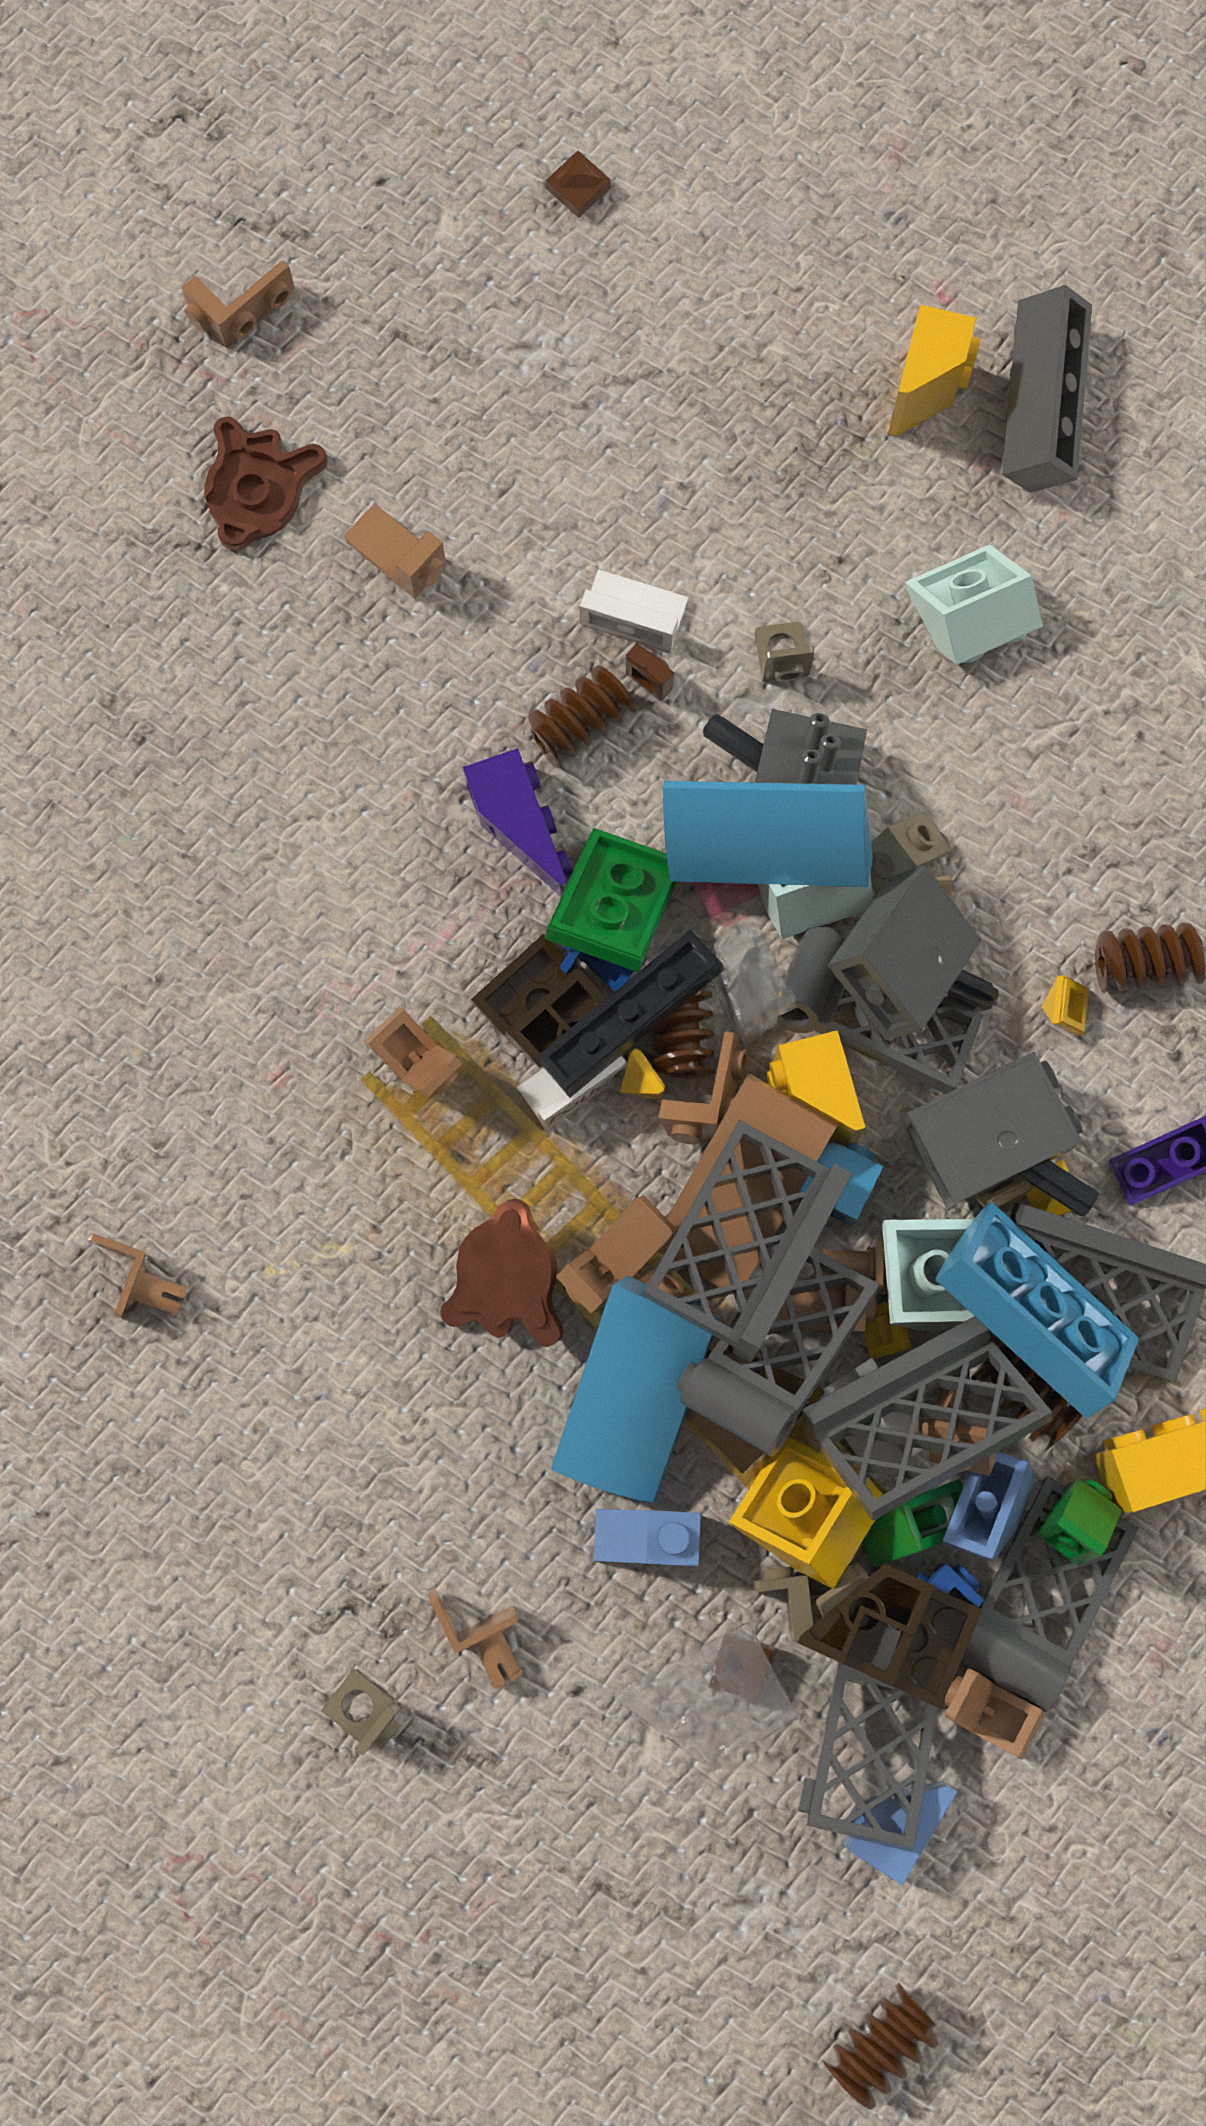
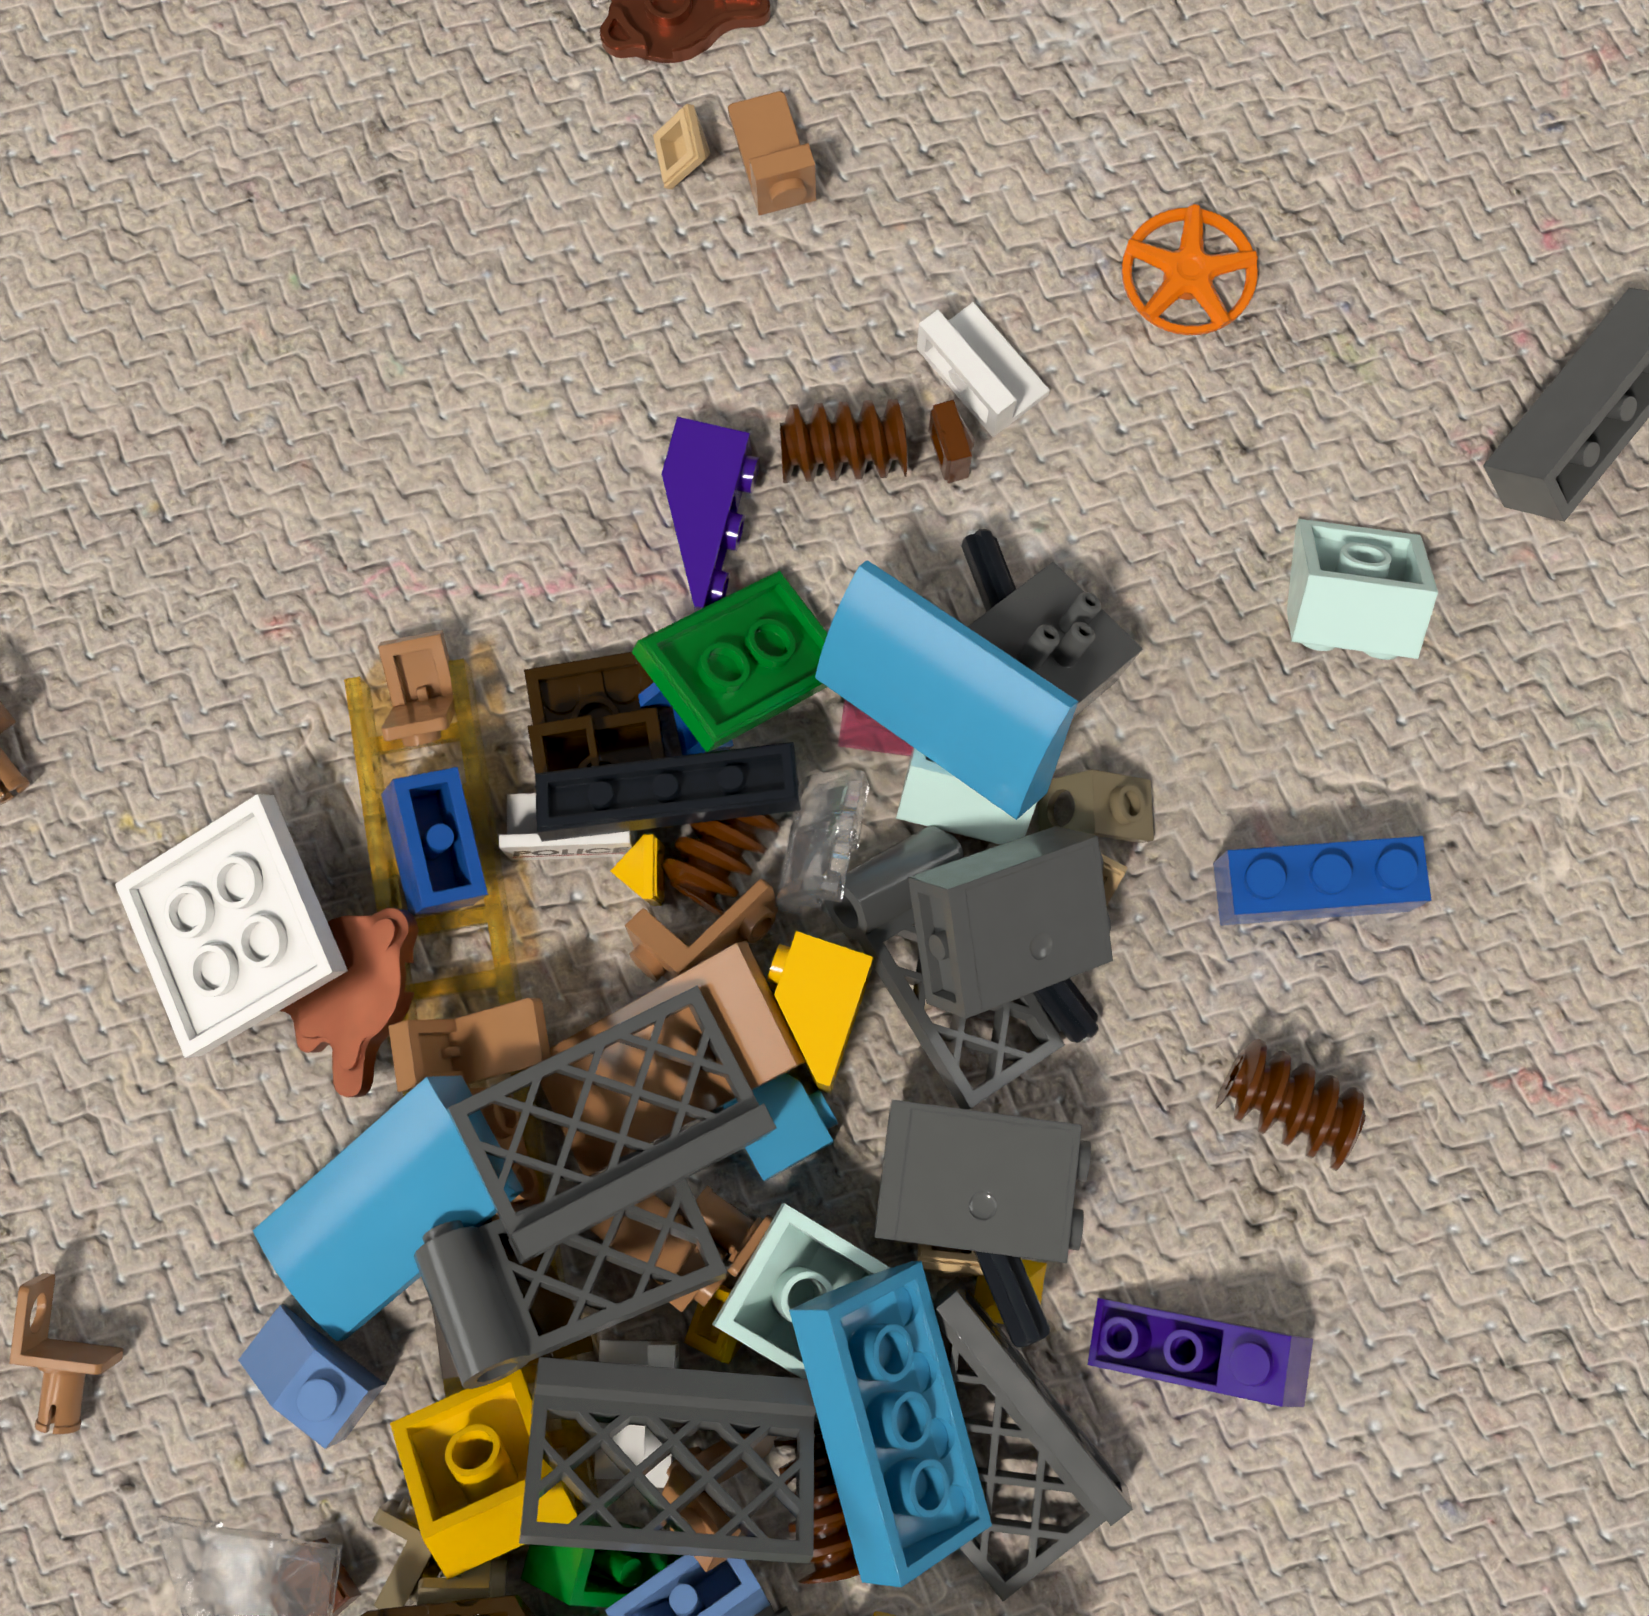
camera: 35 degrees right, 0 degrees up
(331, 585) = (680, 146): none -> tan slope
(399, 1287) = (230, 926): none -> white plate
(498, 1144) = (433, 842): none -> blue brick
(726, 459) = (1190, 269): none -> orange wheel
(783, 664) = (1106, 524): dark tan bracket -> none
(935, 366) = (1481, 300): yellow slope -> none
(1067, 1005) = (1165, 1095): yellow slope -> none
(1075, 807) = (1321, 880): none -> blue brick

